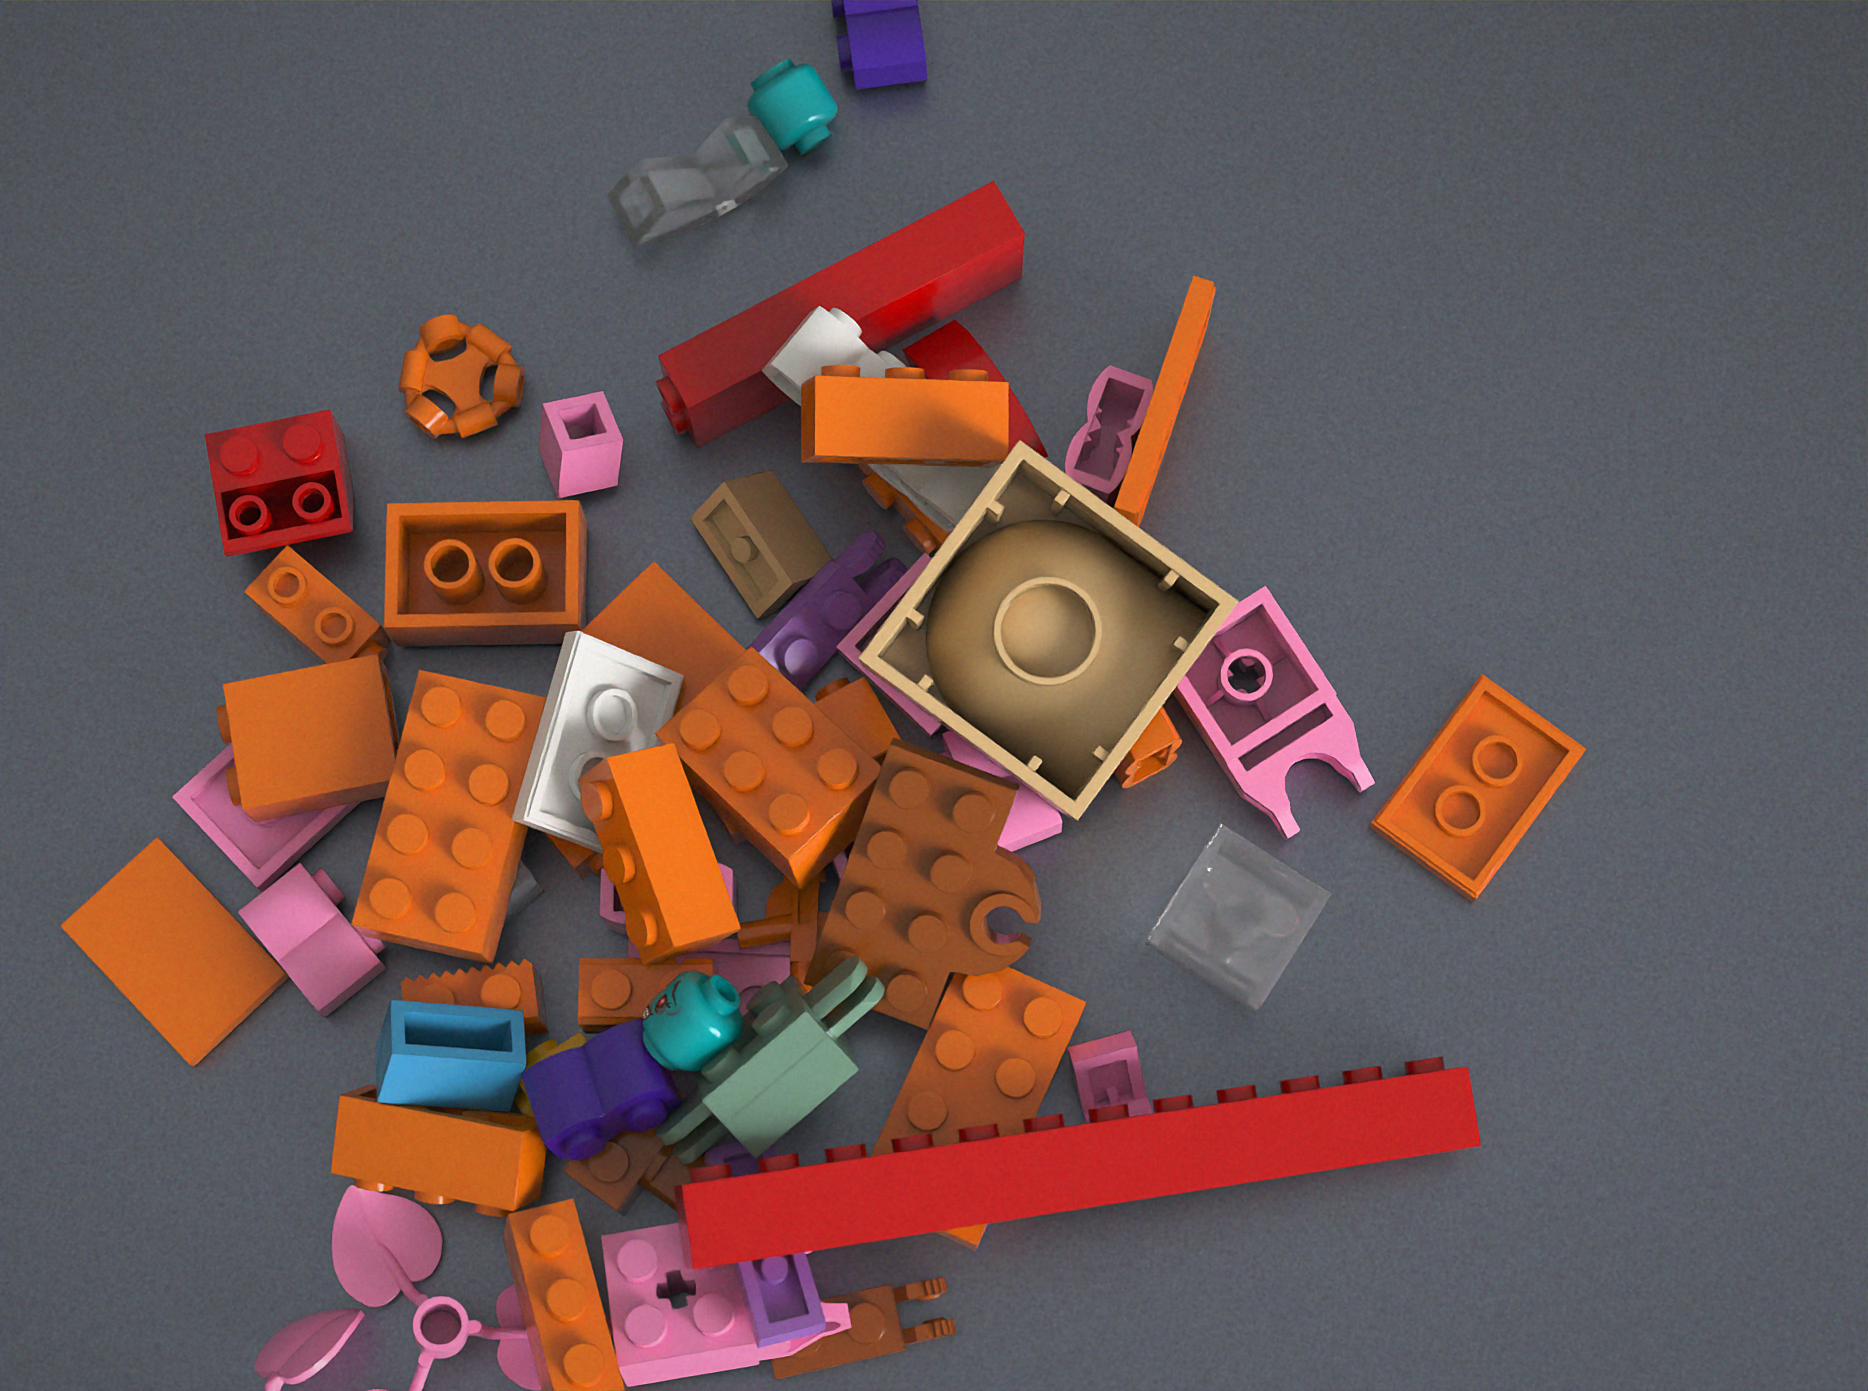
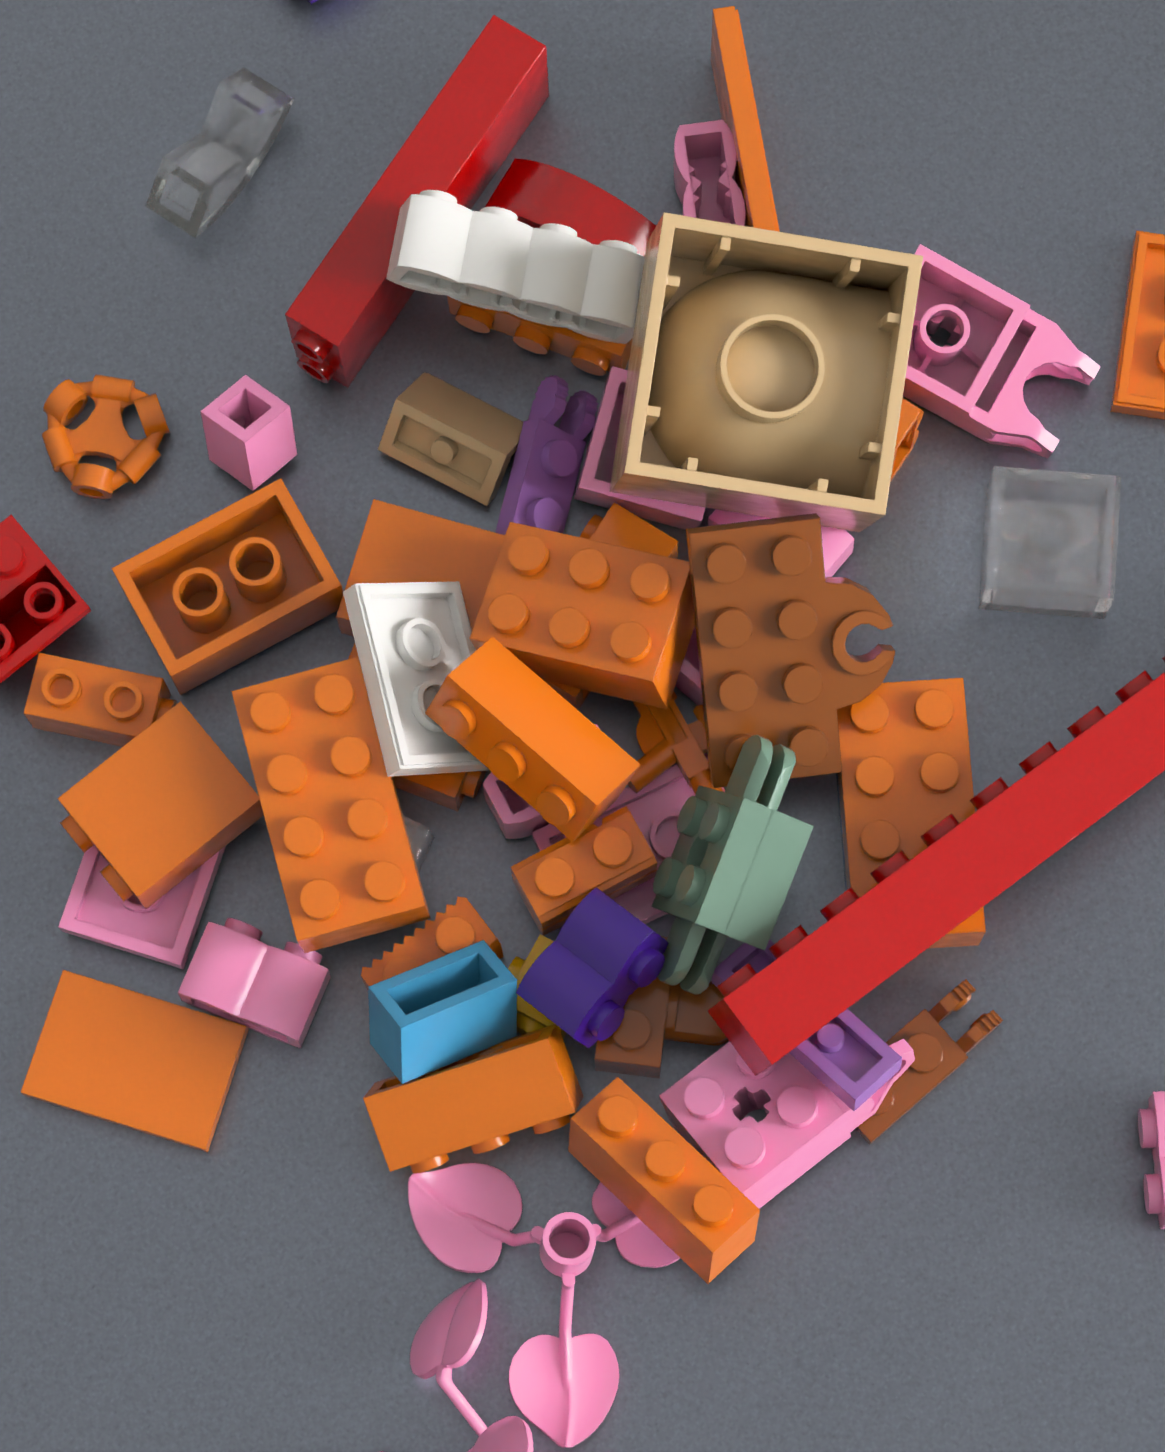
camera: 25 degrees left, 0 degrees up
(692, 1021) = (644, 863): teal head -> none
(793, 106) = (267, 44): teal head -> none
(904, 418) = (540, 253): orange brick -> none
(1109, 1074) = (1011, 732): bright pink bracket -> none

